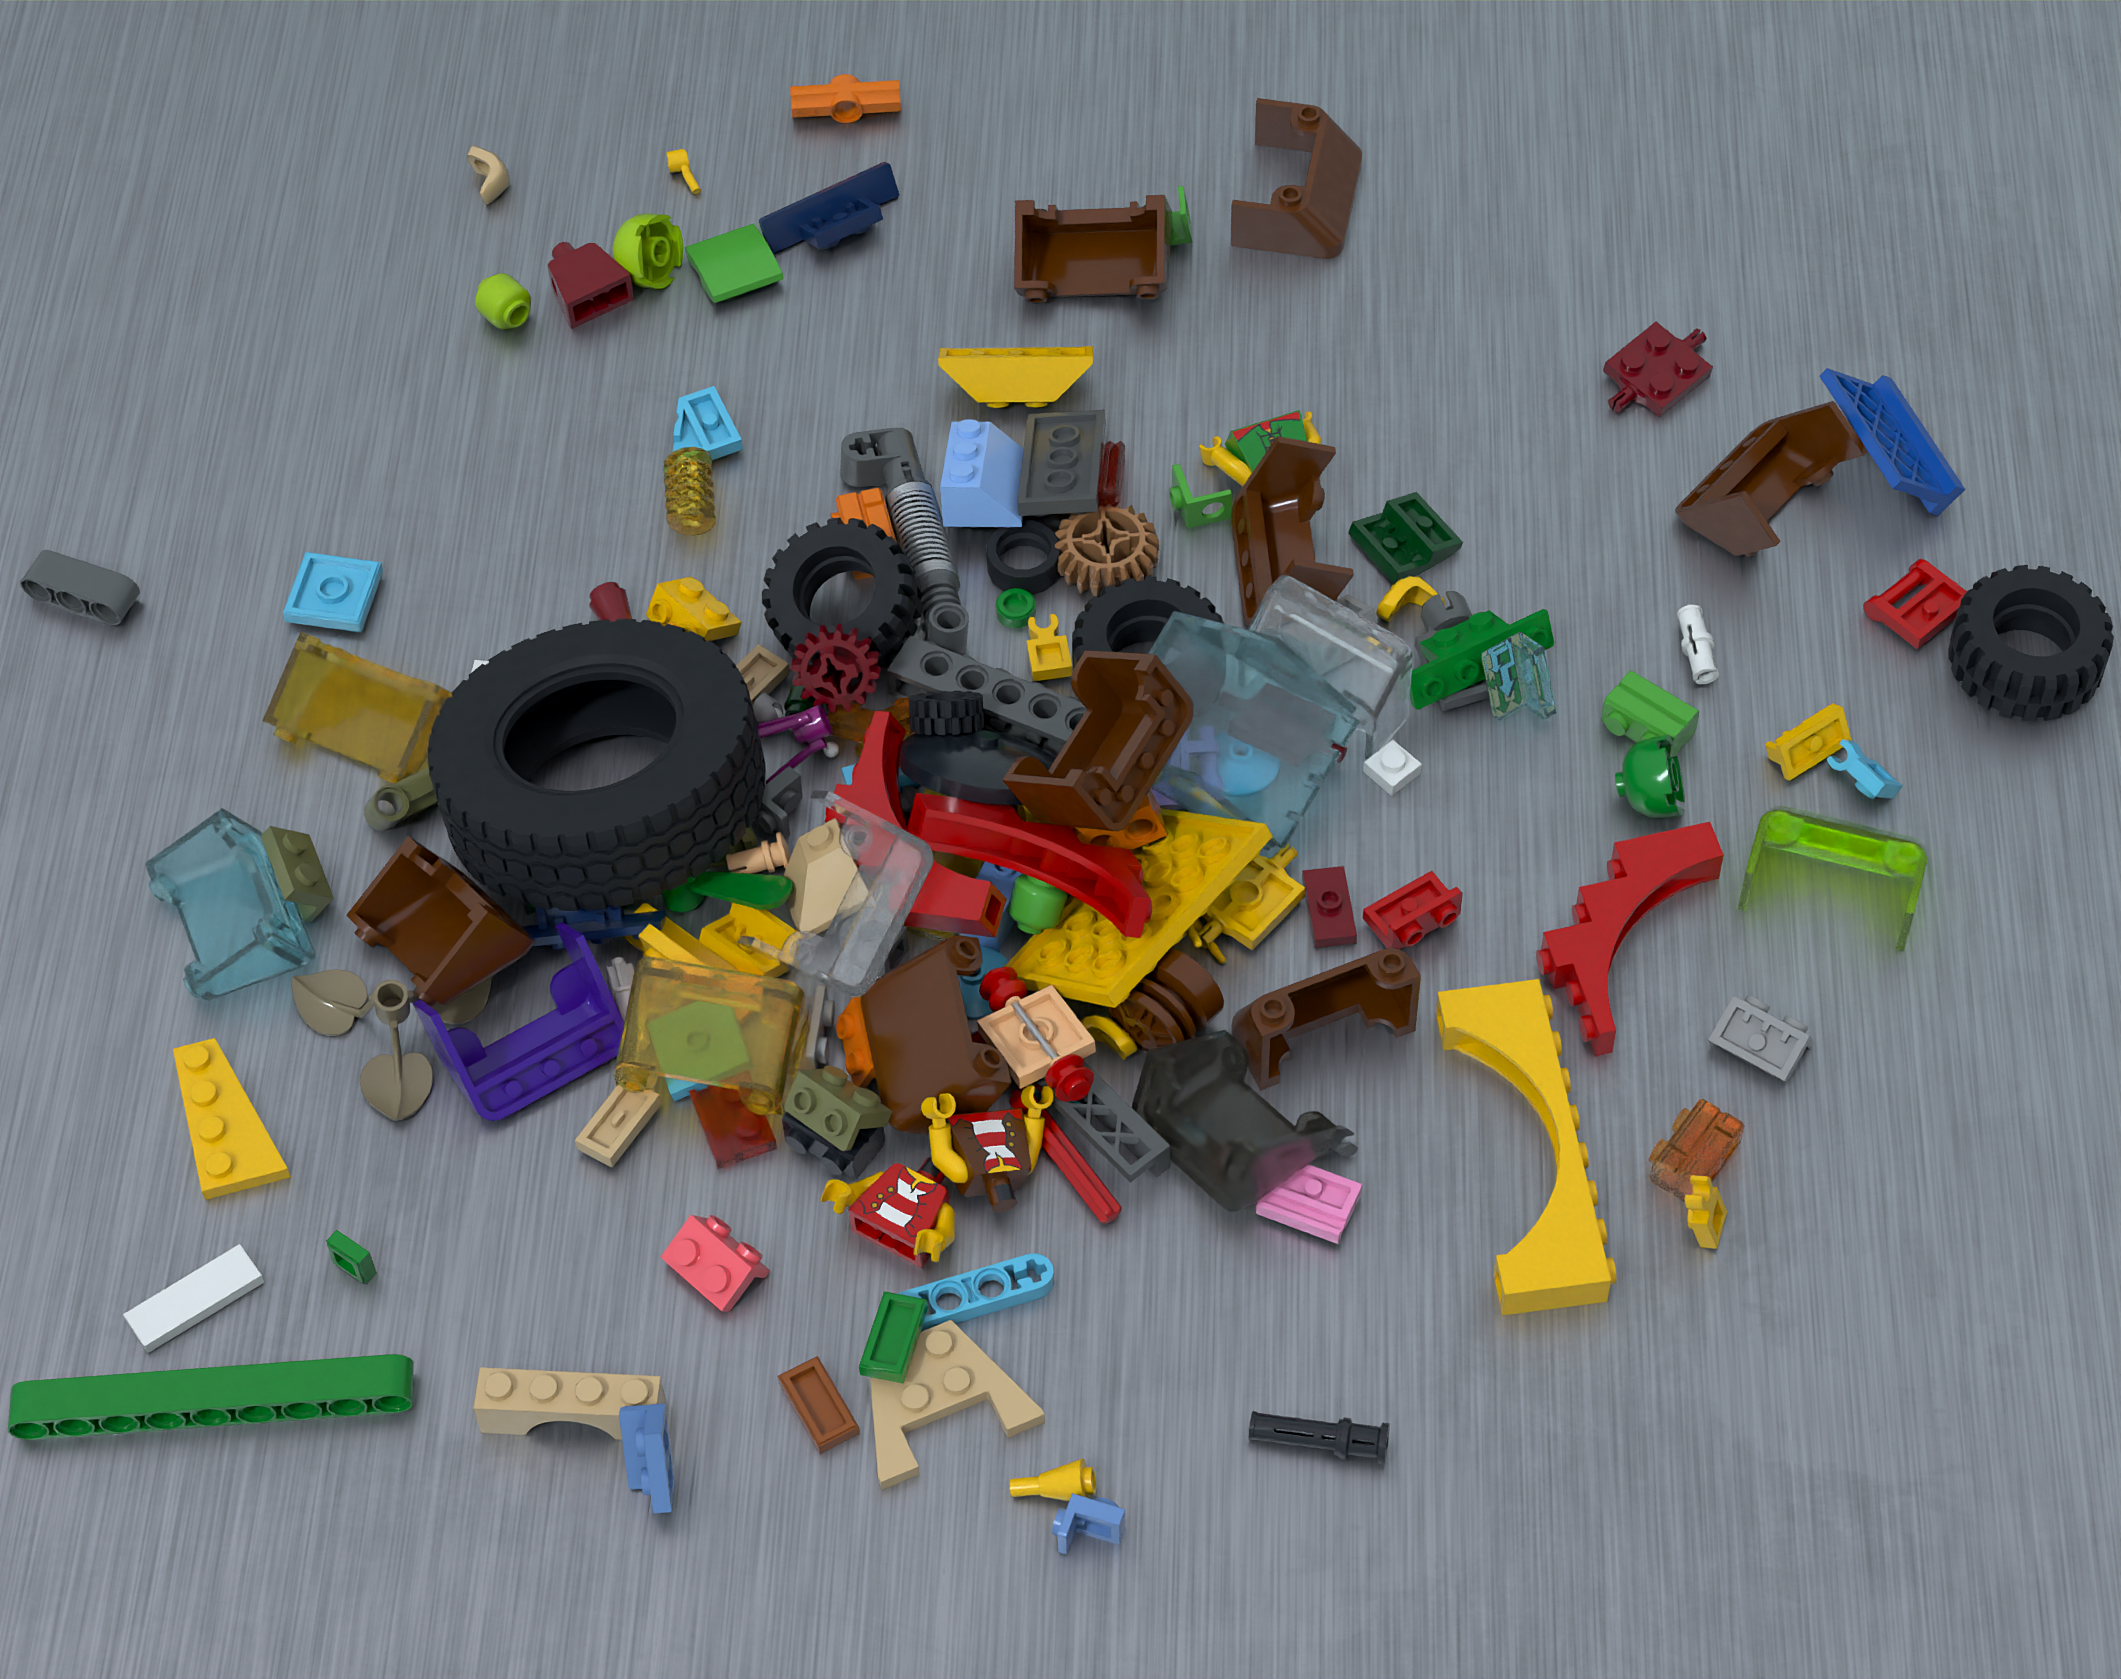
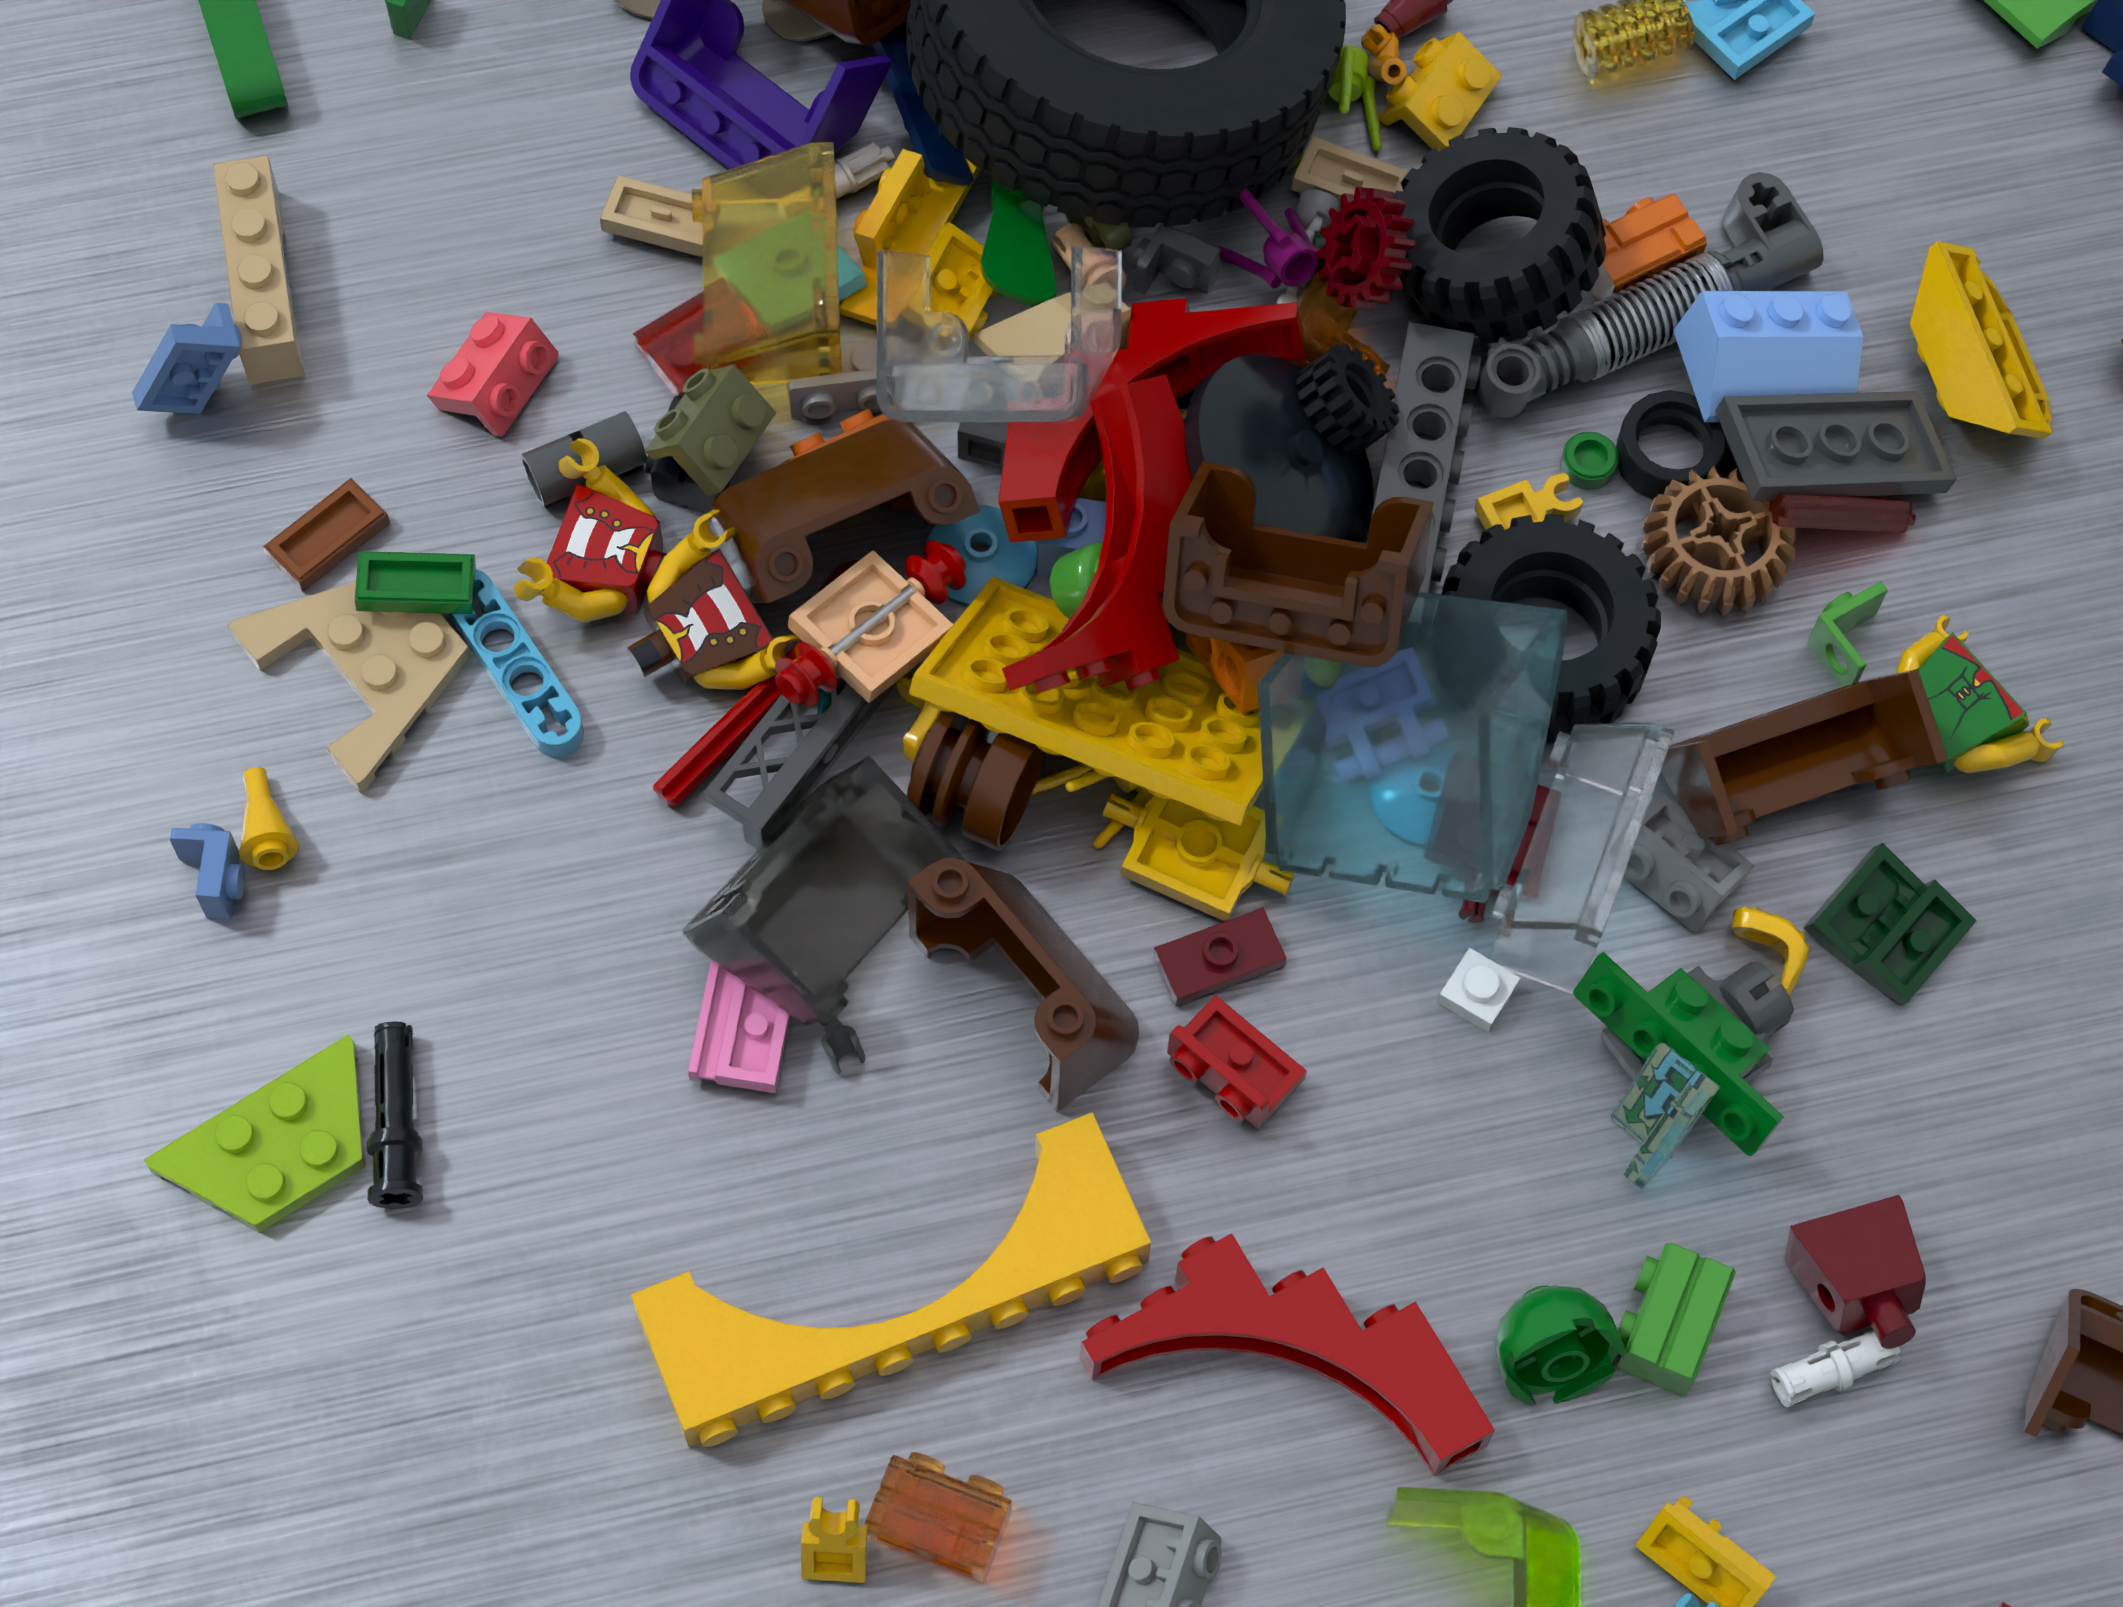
camera: 70 degrees right, 10 degrees up
(817, 1223) = (618, 449): none -> dark grey pin
(1319, 1520) = (275, 1143): none -> lime wing
(1643, 608) = (1861, 1268): none -> dark red torso

